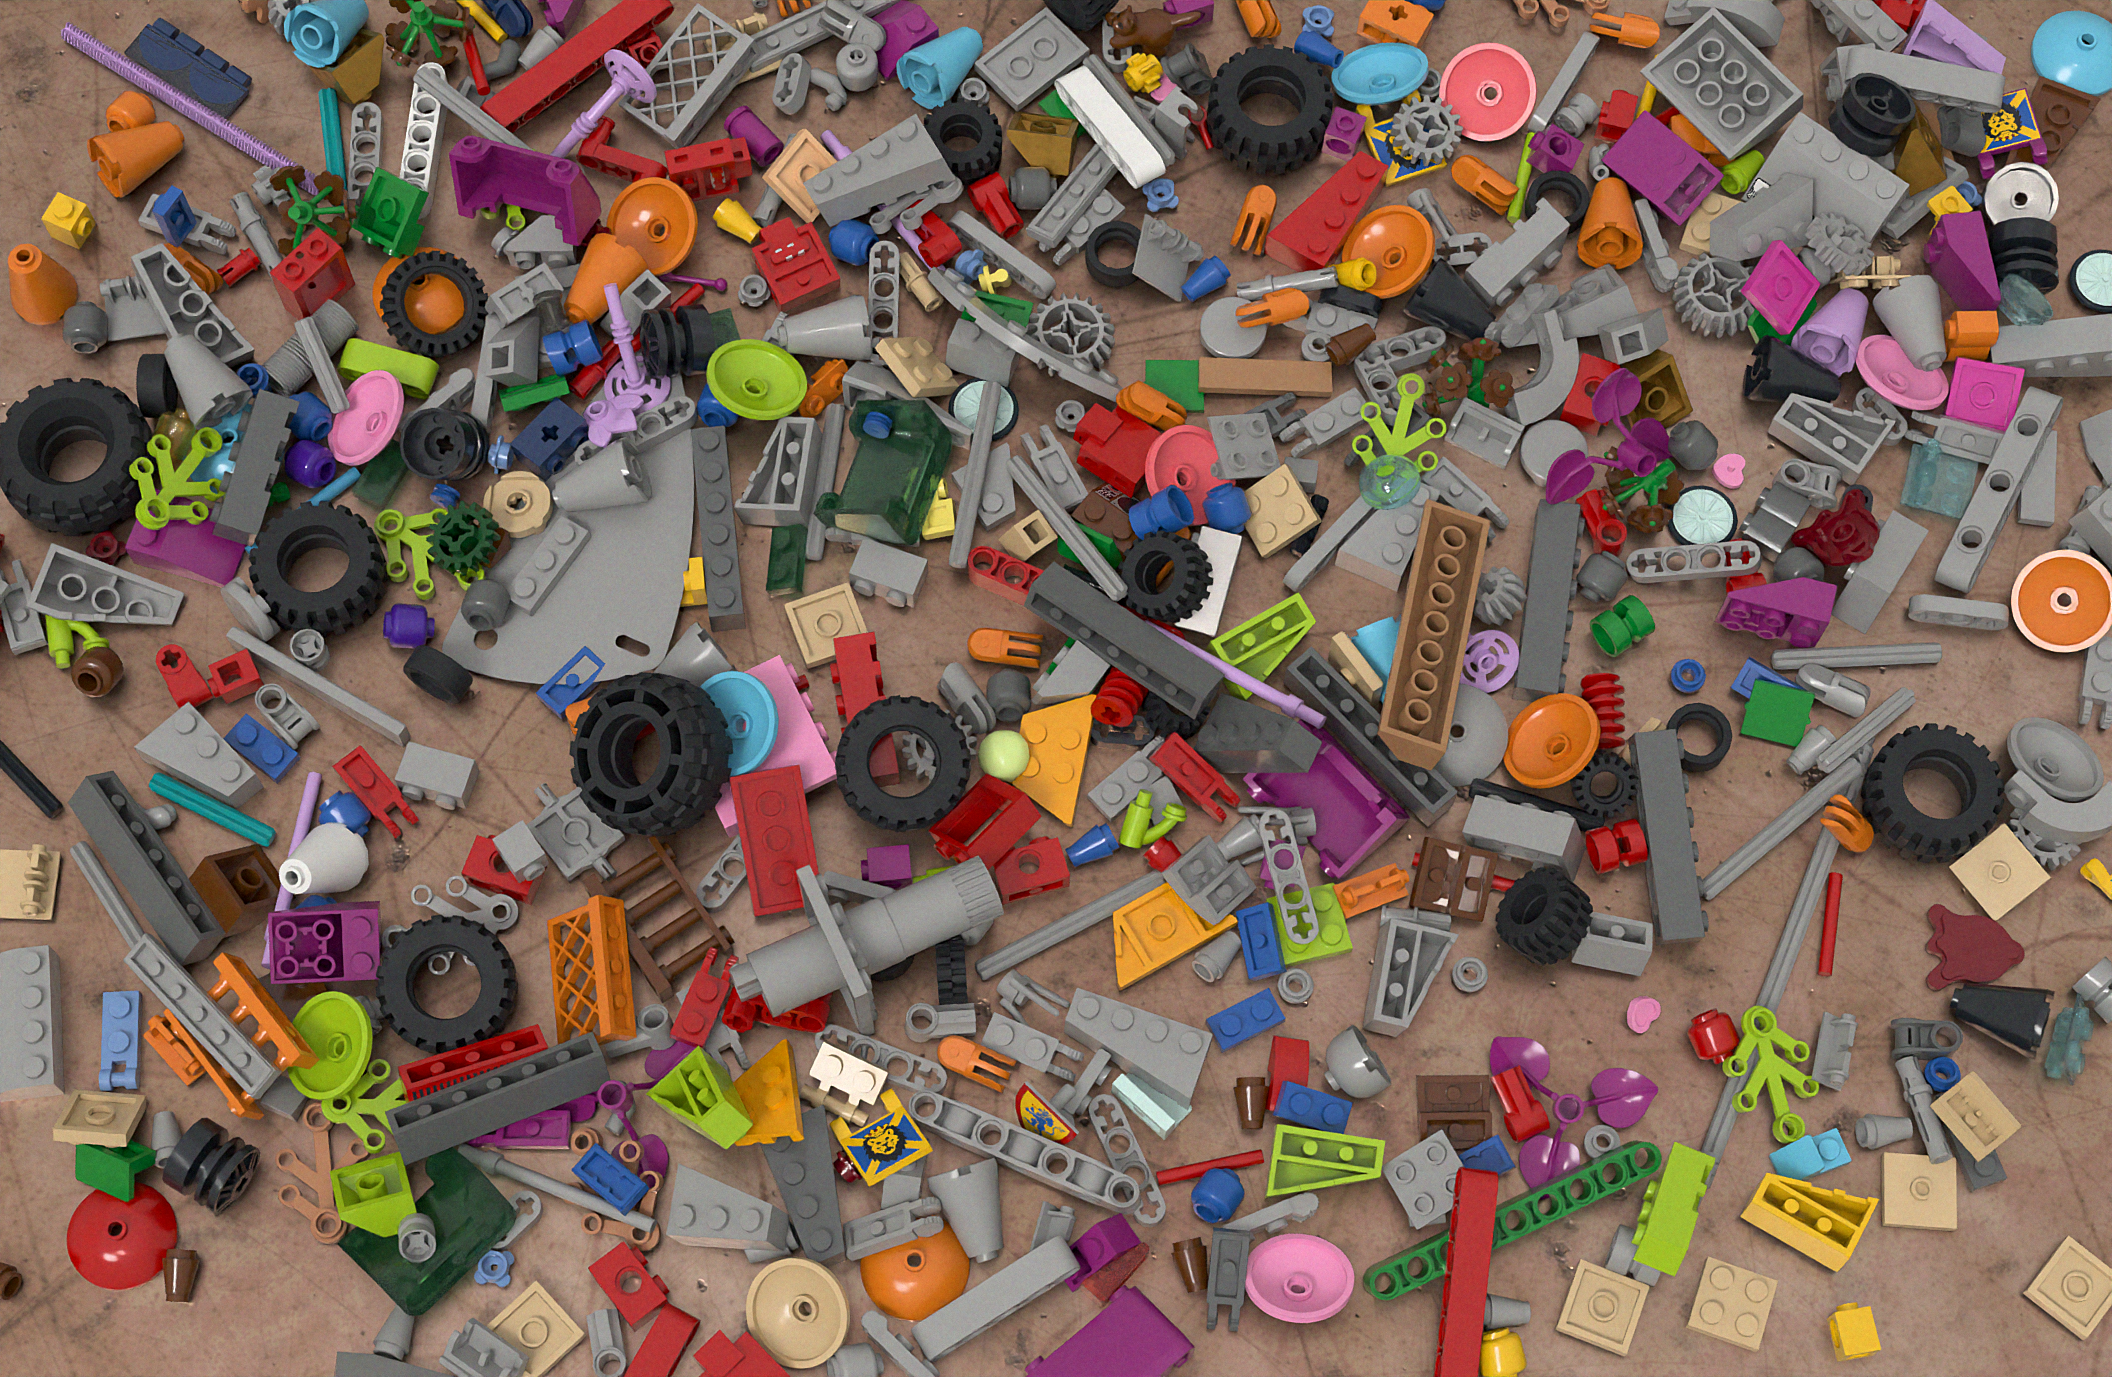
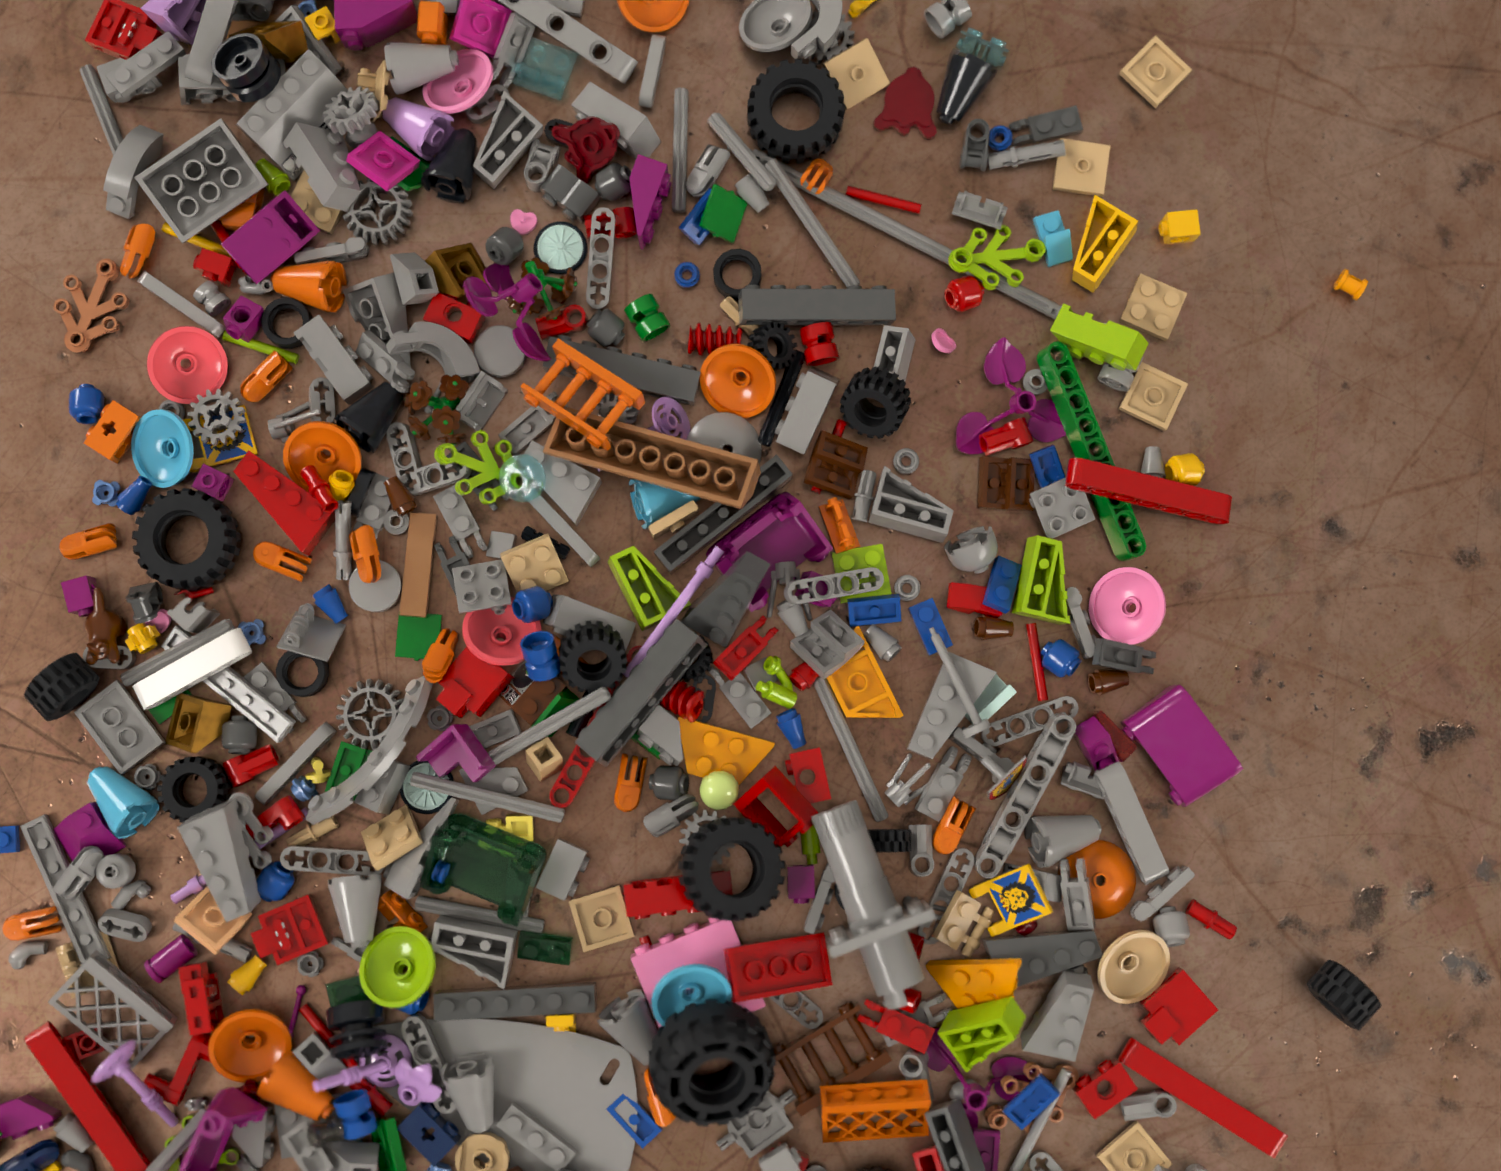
camera: 90 degrees left, 15 degrees up
(1035, 431) = (456, 747): none -> magenta panel
(1116, 1075) = (978, 724): none -> light grey piece
(1348, 247) = (319, 489): none -> red pin
(1523, 566) = (585, 370): none -> orange fence
(1880, 1130) = (1038, 186): light grey cone -> none
(1975, 1116) = (1039, 119): tan bracket -> none

